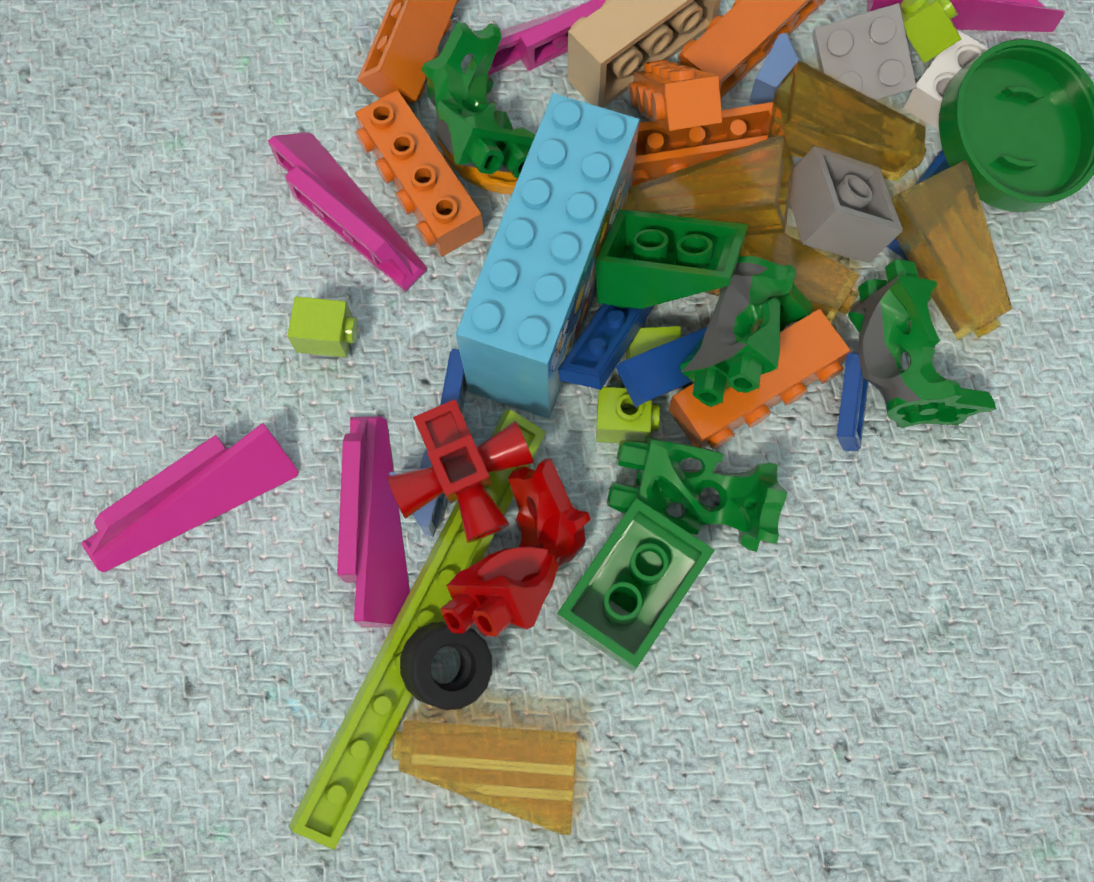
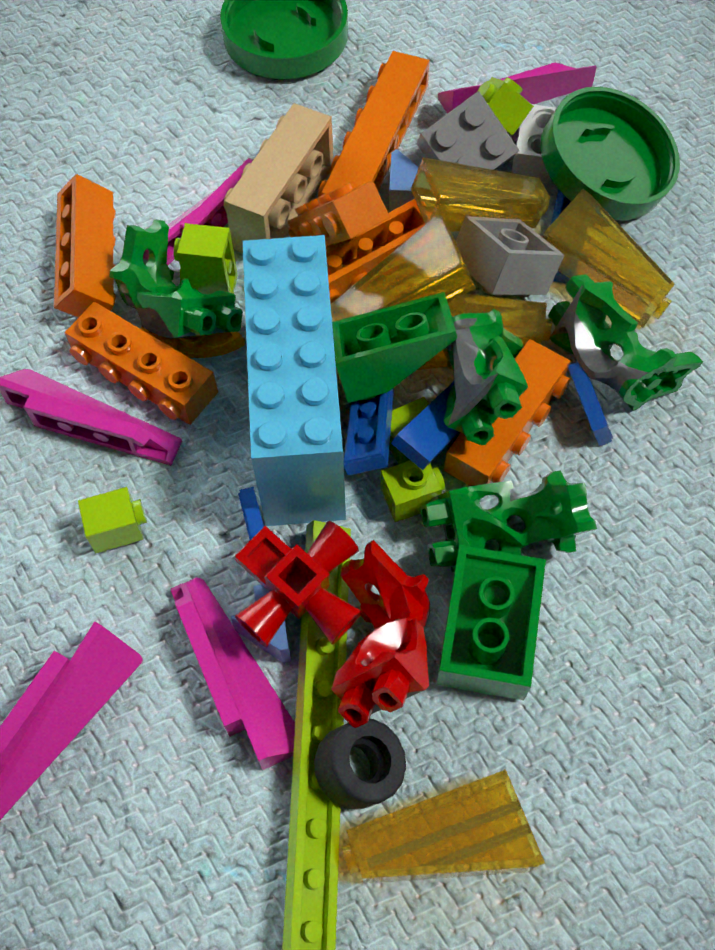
camera: 25 degrees left, 10 degrees down
(525, 85) = (206, 258): none -> lime brick

